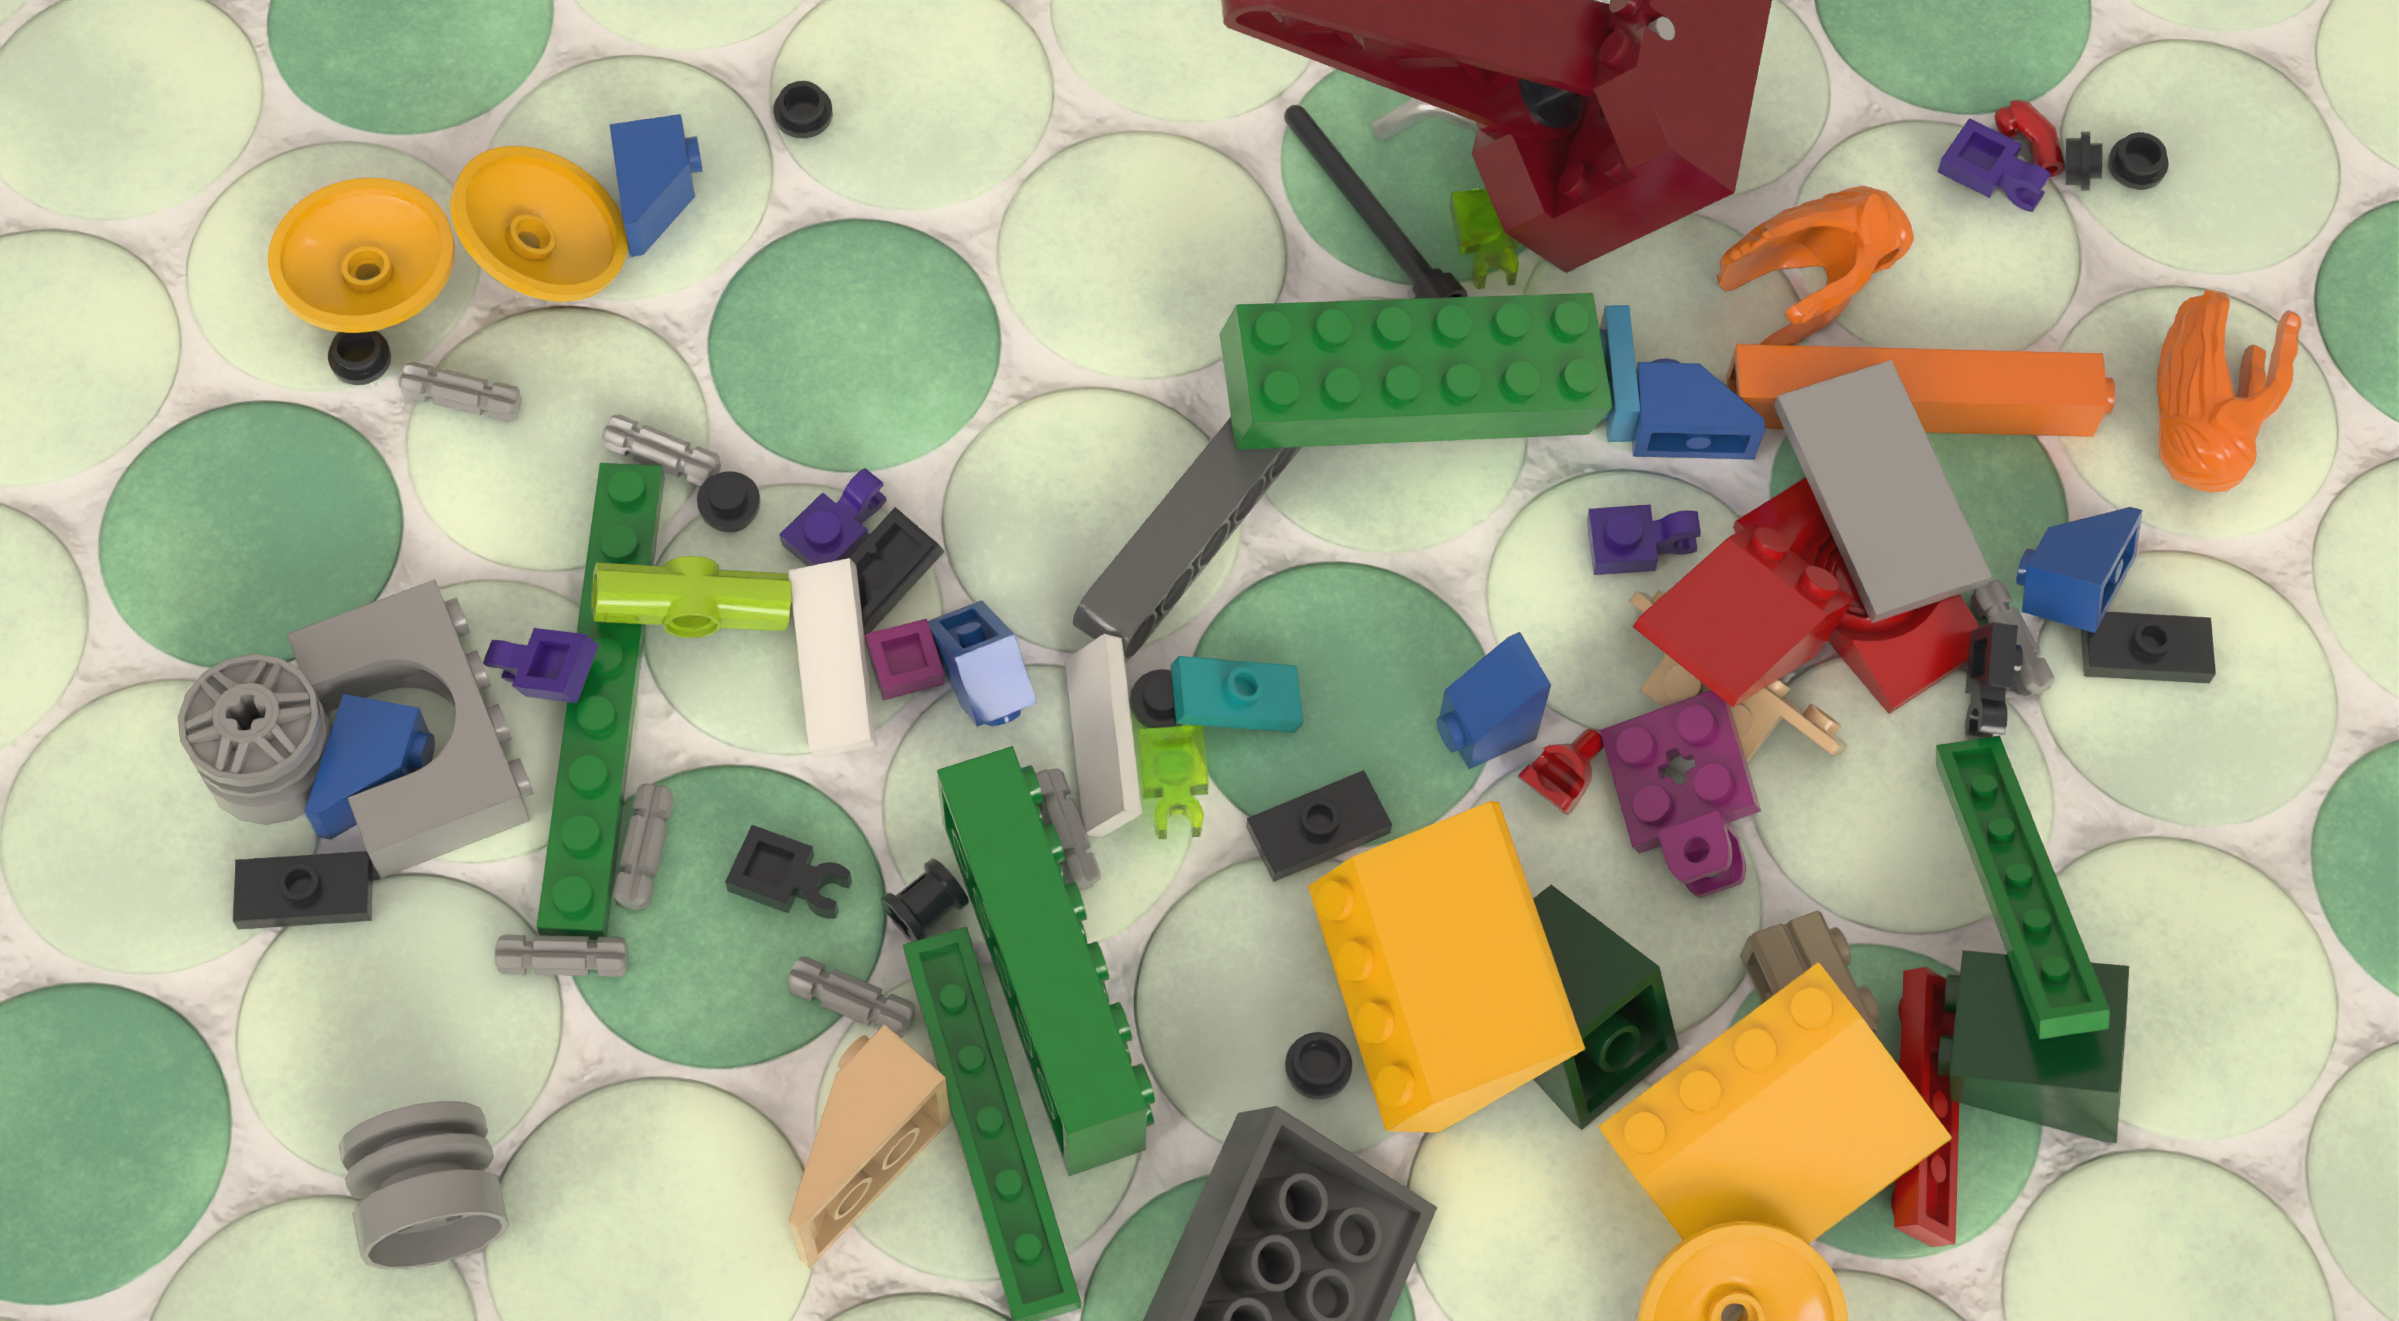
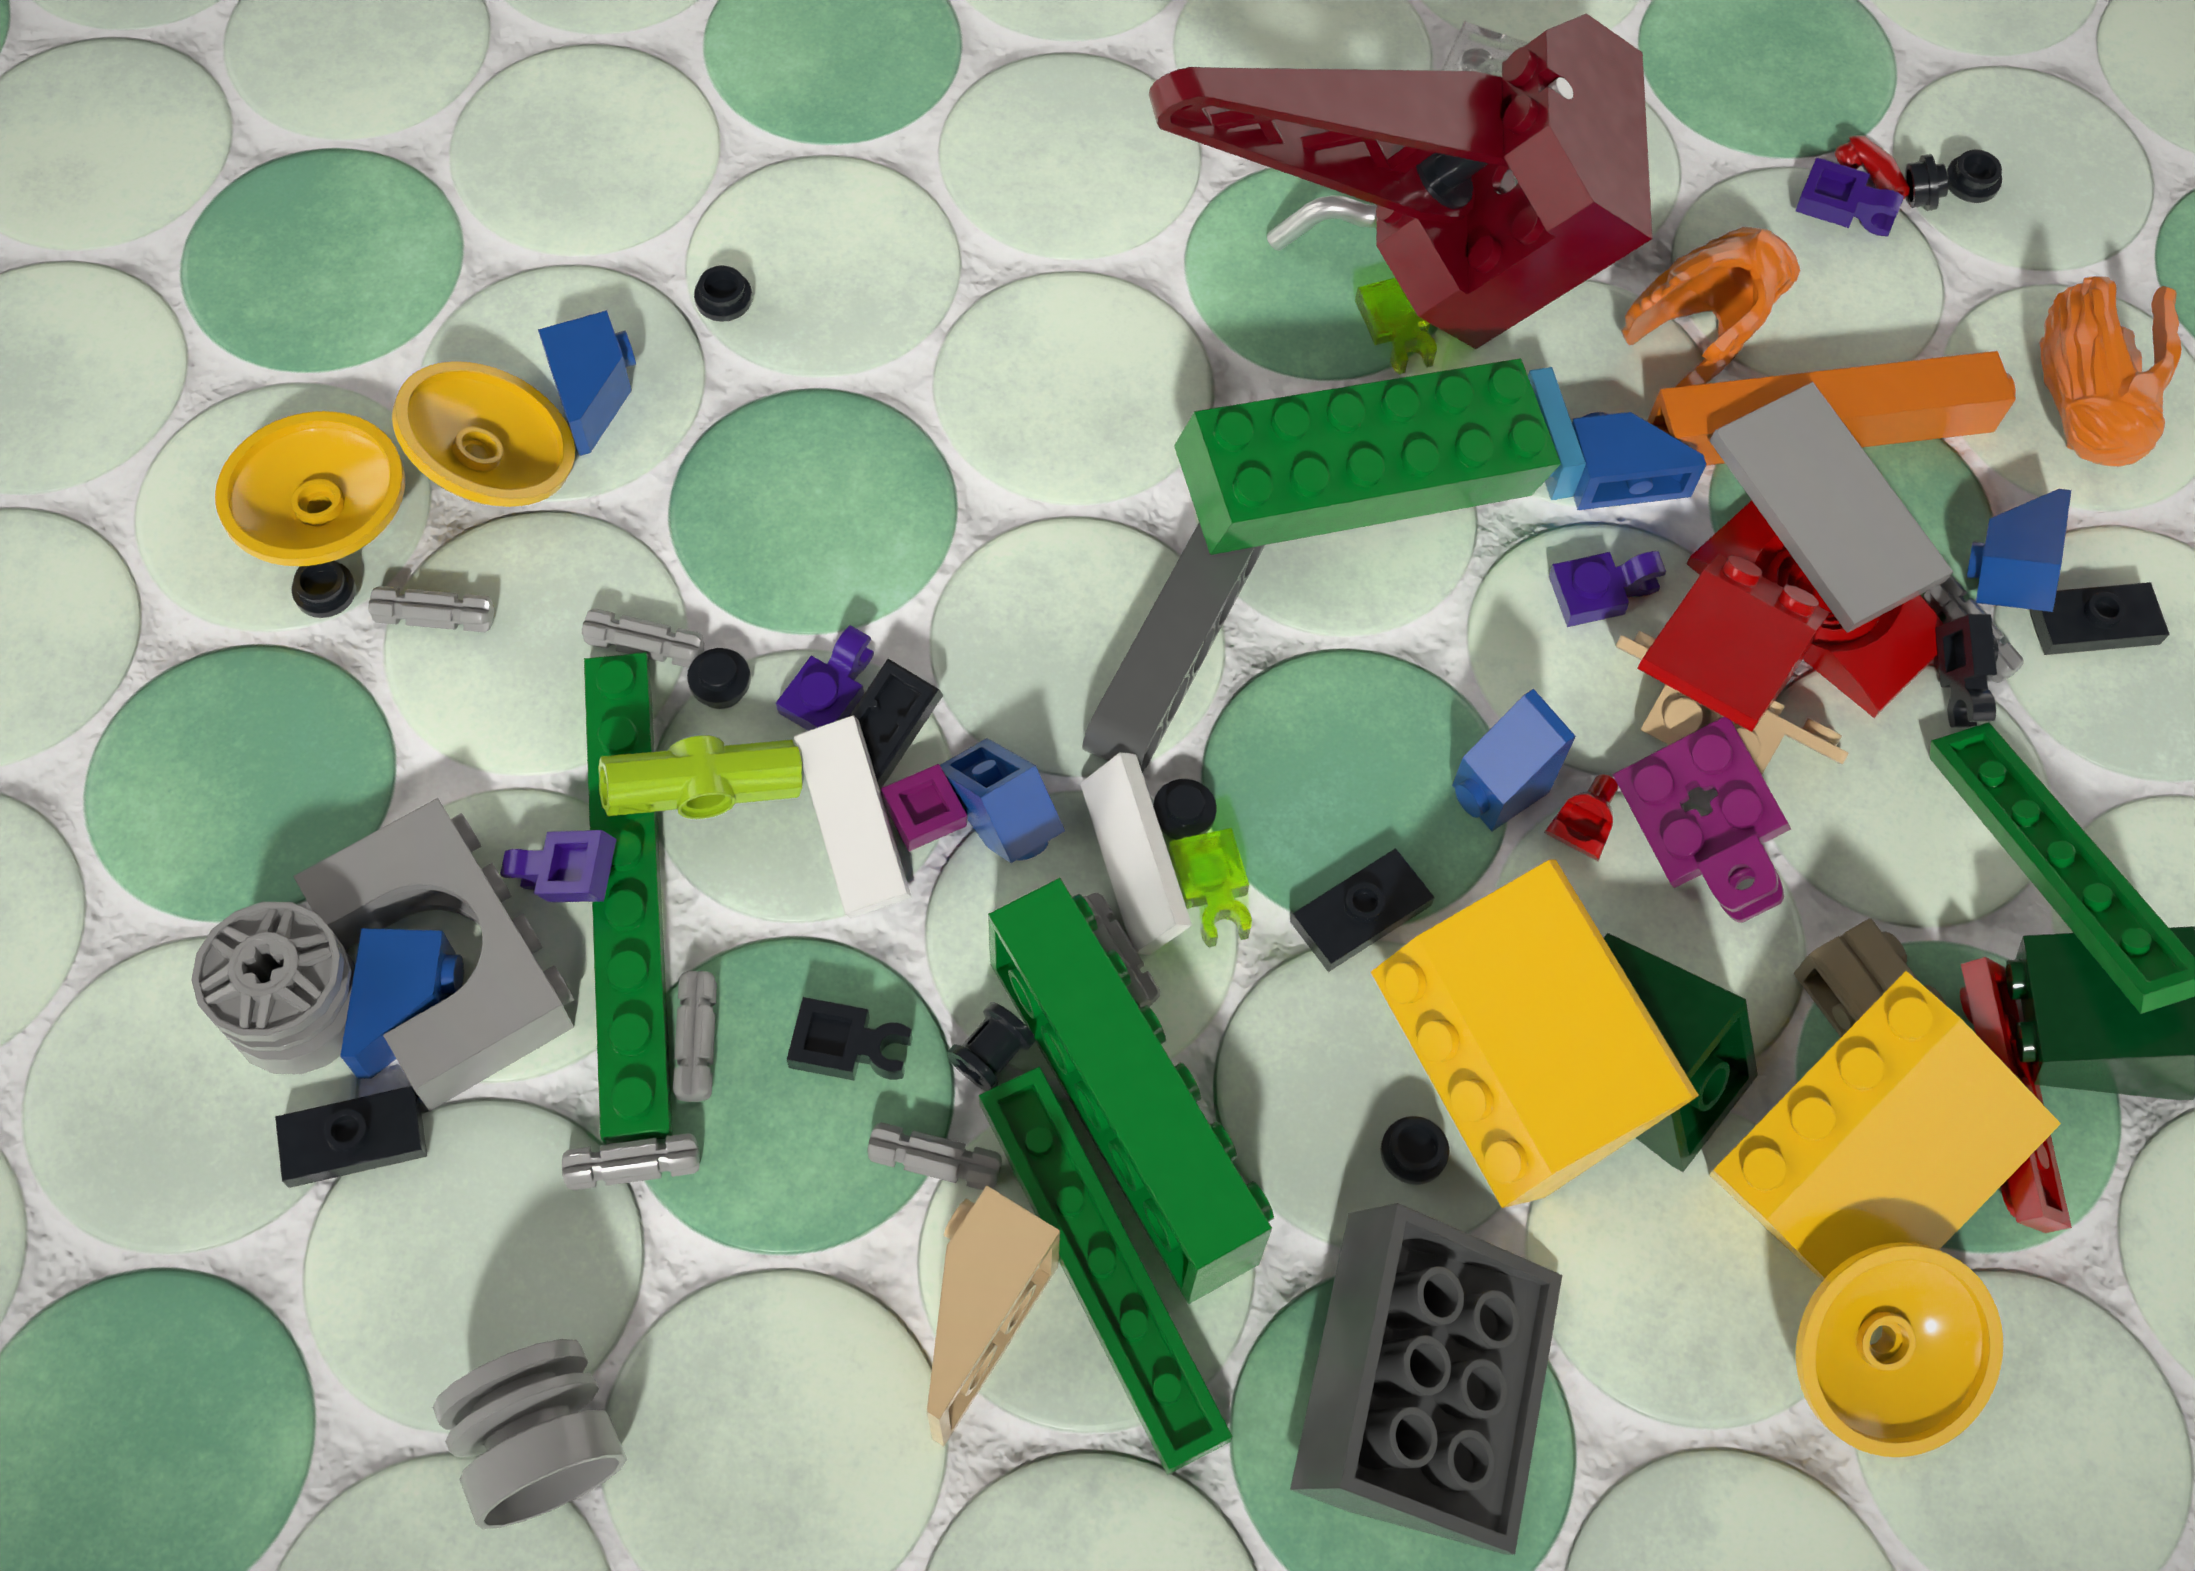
camera: 10 degrees left, 0 degrees up
(1236, 694) = (1257, 792): teal plate -> none
(1426, 280) = (1281, 313): black piece -> none

